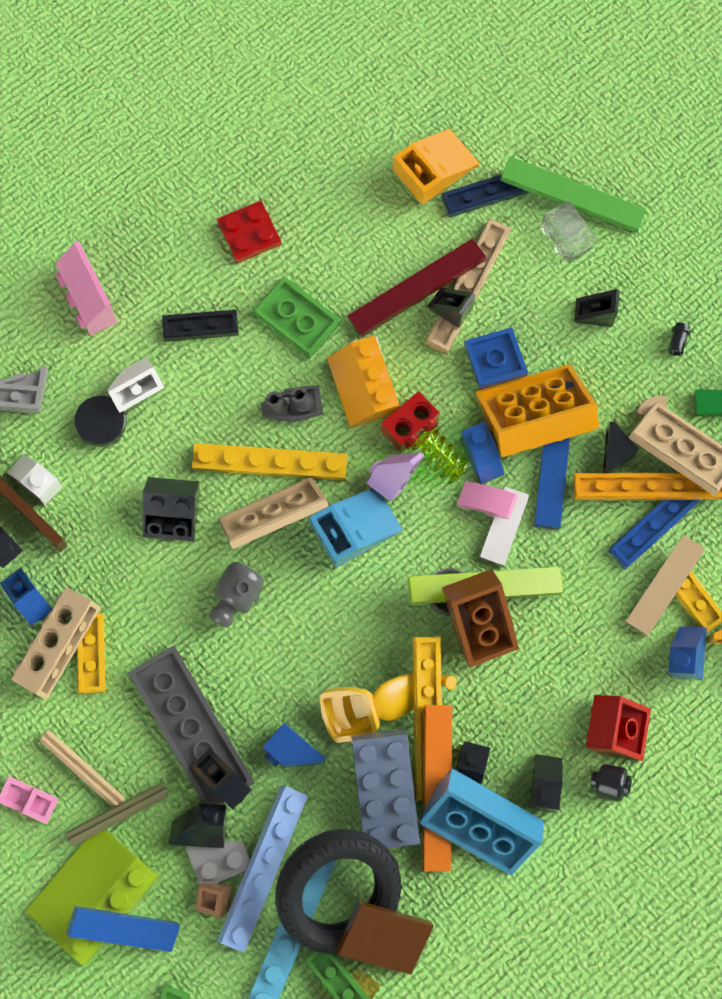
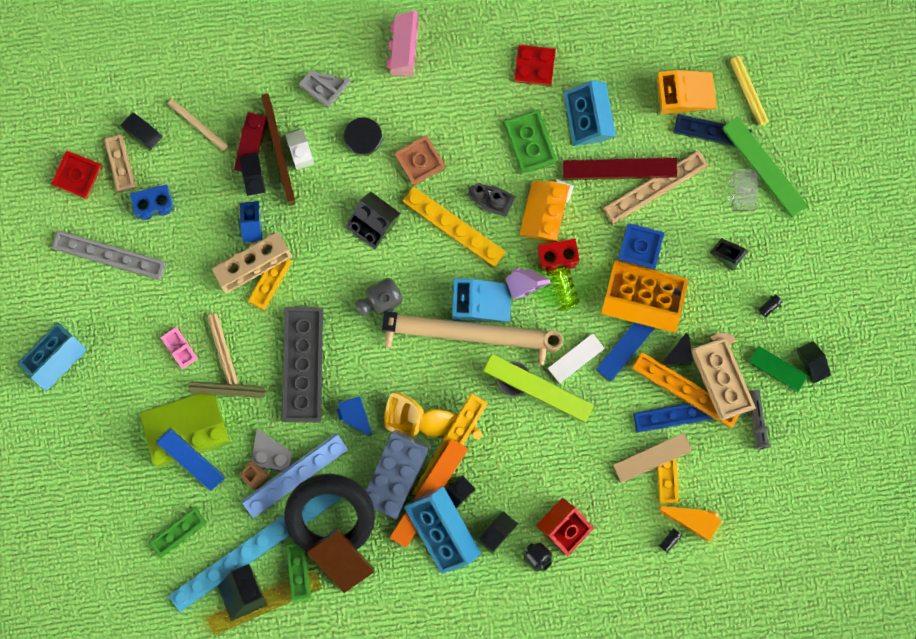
camera: 35 degrees right, 5 degrees up
(134, 384) = (397, 126): white slope -> none
(184, 410) = (420, 160): none -> nougat plate
(200, 325) = (464, 110): black tile -> none
(200, 827) = (272, 428): black slope -> none
(221, 779) = (301, 406): black slope -> none
(272, 512) = (434, 261): tan tile -> none
(344, 247) = (589, 113): none -> dark azure slope
(364, 569) = (471, 332): none -> tan piece
(452, 305) = (634, 194): black slope -> none
(480, 617) = (520, 406): dark orange brick -> none
(482, 452) = (591, 303): blue slope -> none
(487, 499) = (575, 335): bright pink slope -> none
(502, 126) = (749, 91): none -> light yellow axle
(688, 653) = (638, 508): blue slope -> none

